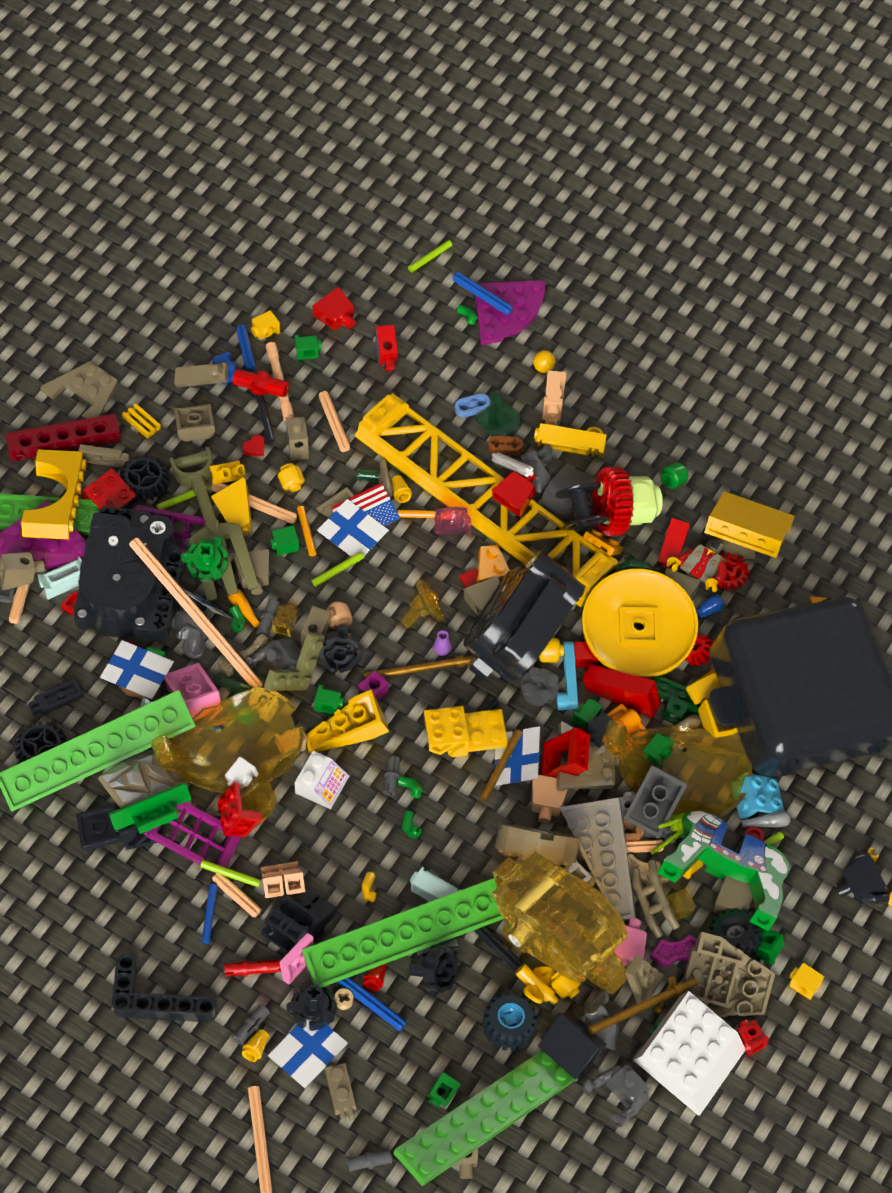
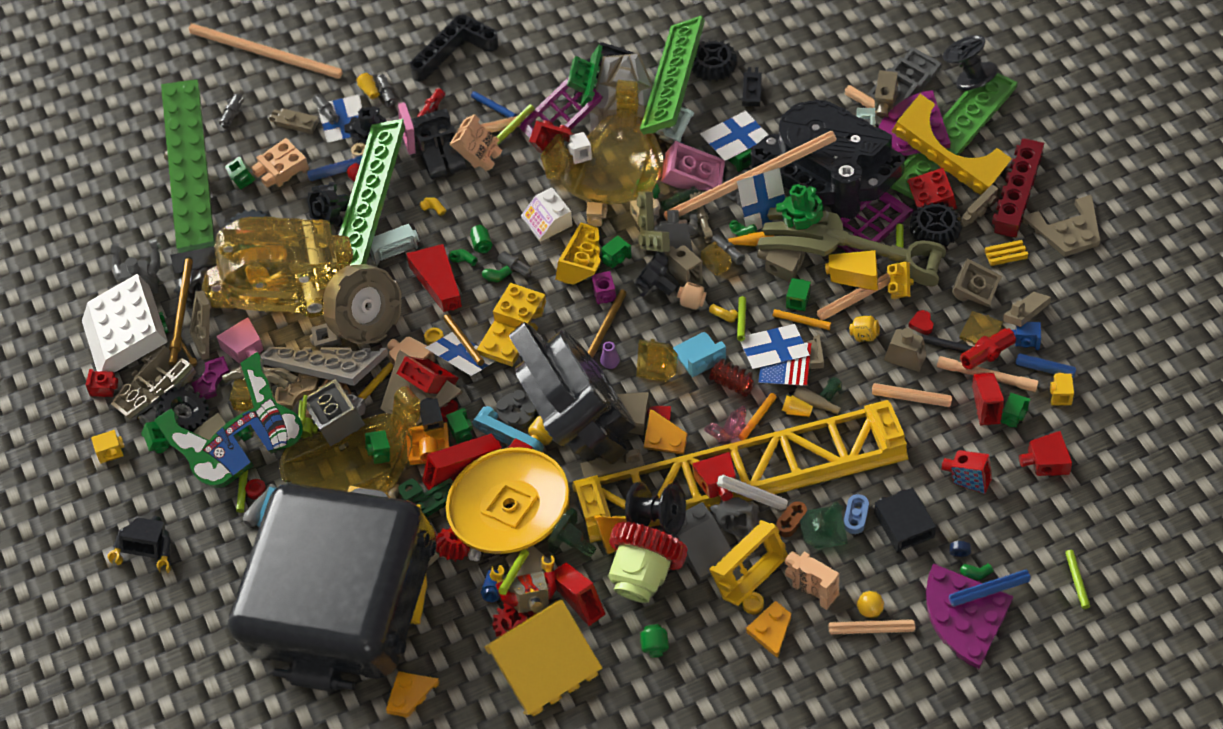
camera: 130 degrees right, 5 degrees down
(235, 406) = (979, 326): none -> clear yellow piece
(309, 364) = (987, 398): none -> red slope
(309, 1067) = (325, 108): none -> dark grey pin
(340, 587) = (724, 314): none -> yellow arm
(383, 819) = (480, 239): none -> green brick
(394, 579) = (700, 353): none -> medium azure bracket
(403, 544) = (732, 378): none -> clear red piece
(407, 1058) = (280, 164): none -> light nougat hips
(445, 832) = (435, 274): none -> red slope
(456, 372) = (904, 519): none -> black brick
(457, 329) = (960, 549): none -> dark blue tile
(510, 796) = (432, 335): none -> yellow tile
(560, 355) = (861, 627): none -> light nougat axle
(605, 415) = (770, 627): none -> light orange wing
(703, 576) = (513, 572): none -> lime bar

